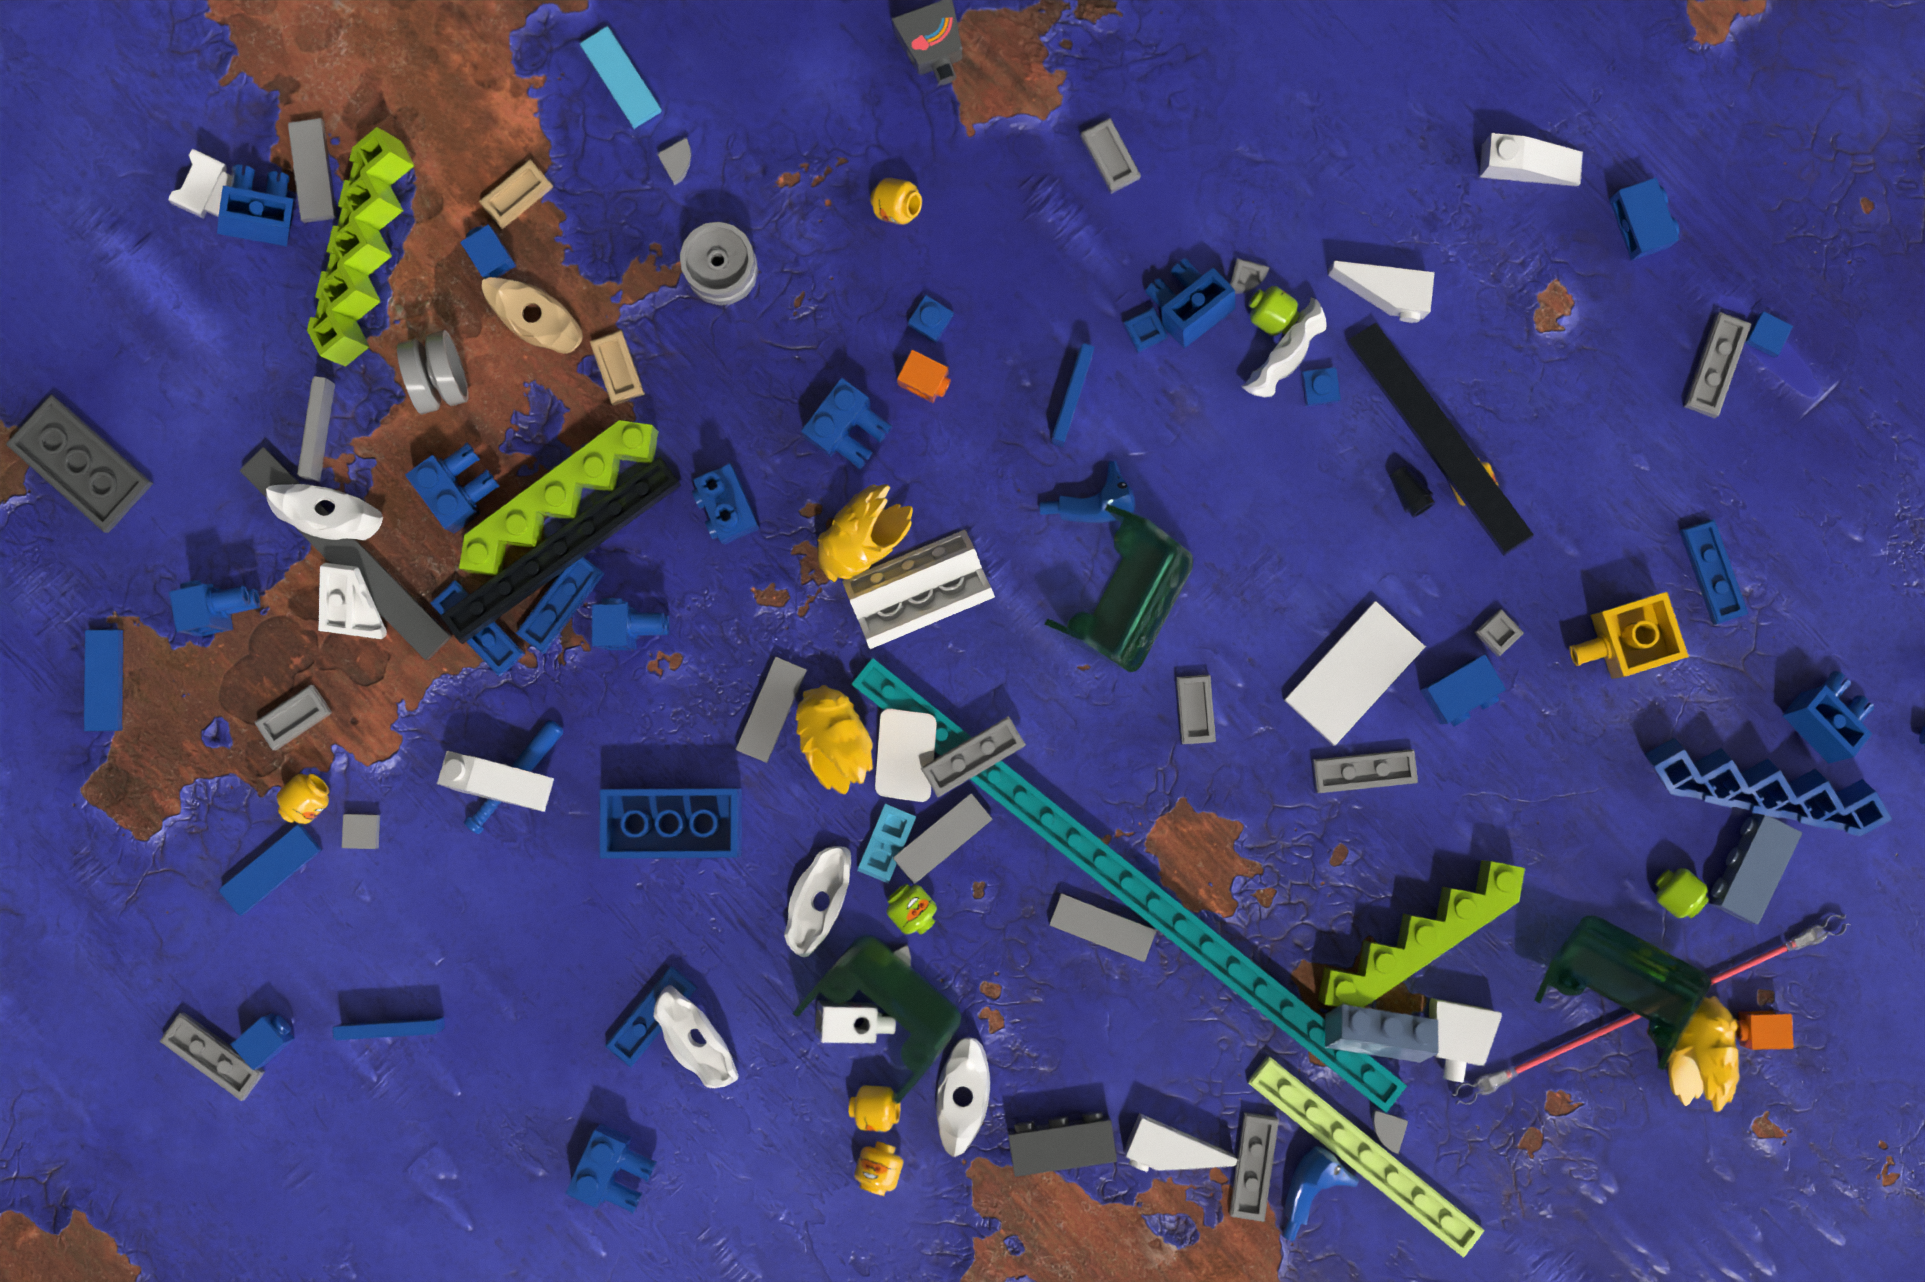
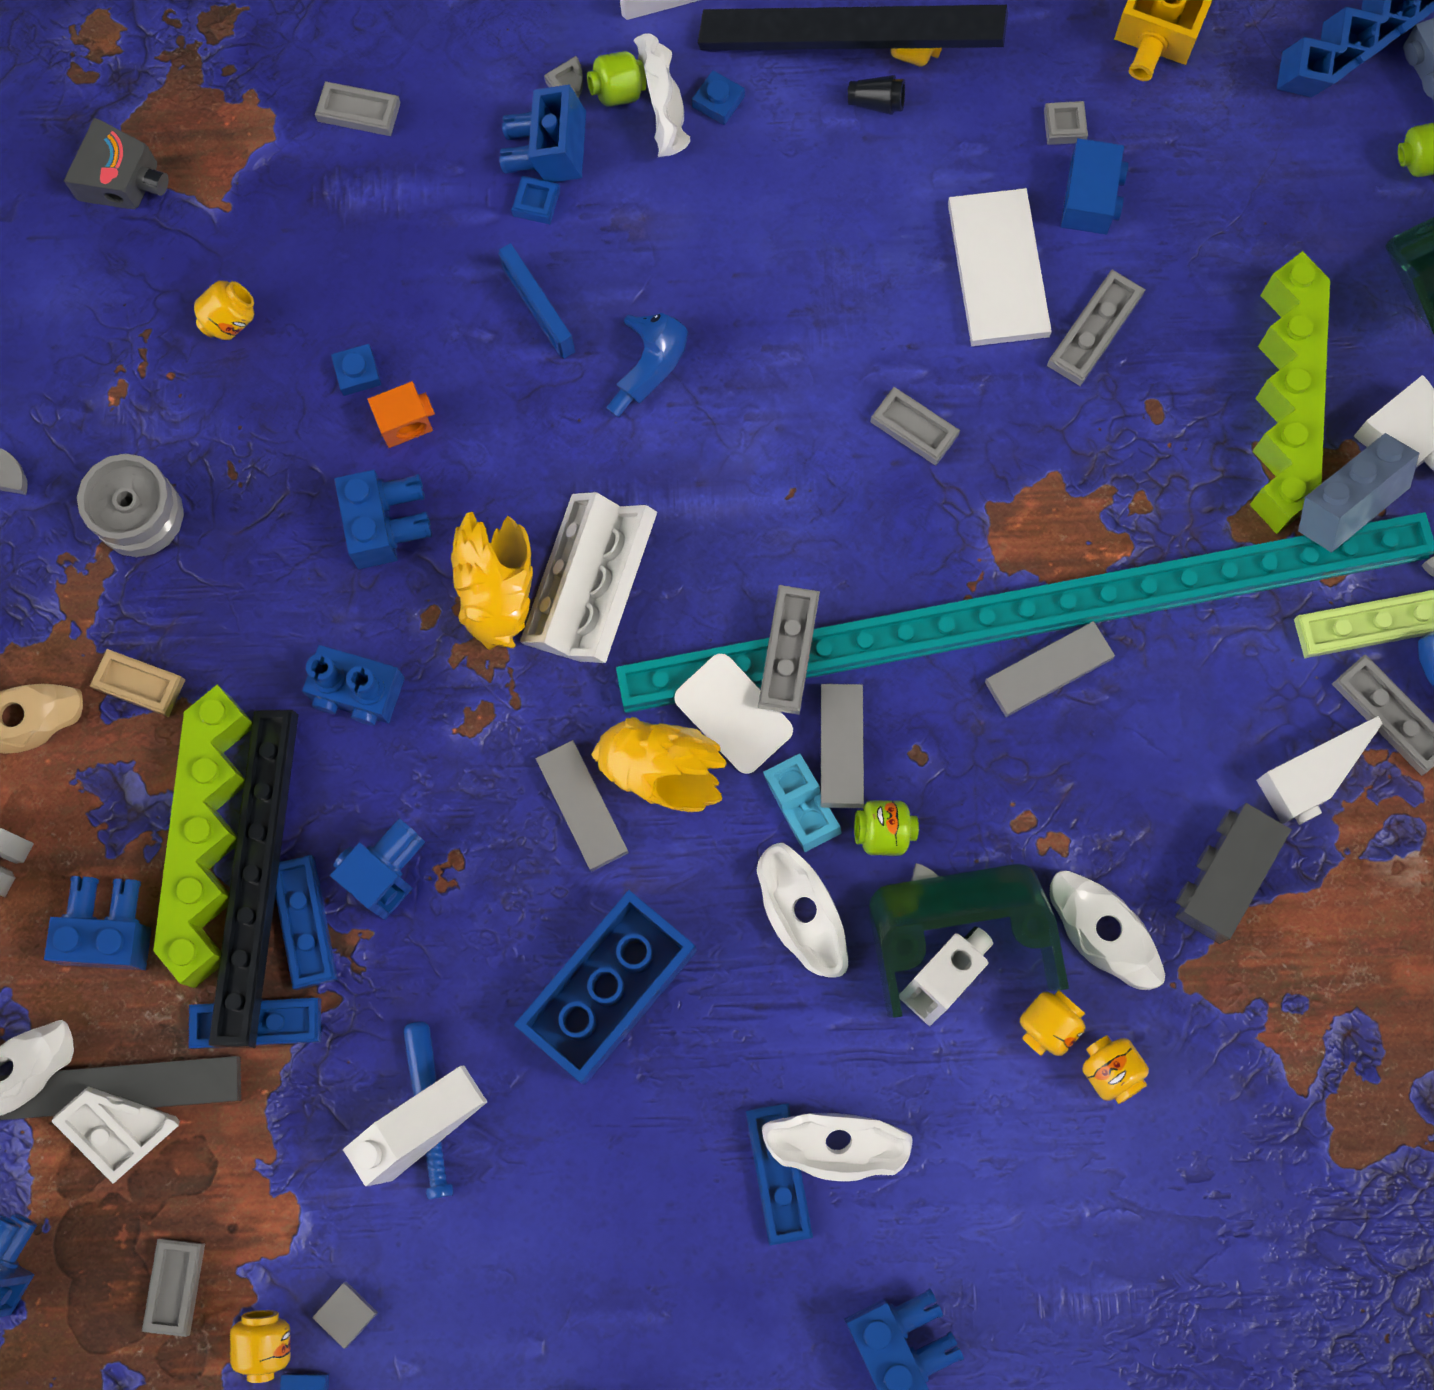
camera: 45 degrees left, 10 degrees down
(1137, 596) = (763, 385): clear green windscreen -> none

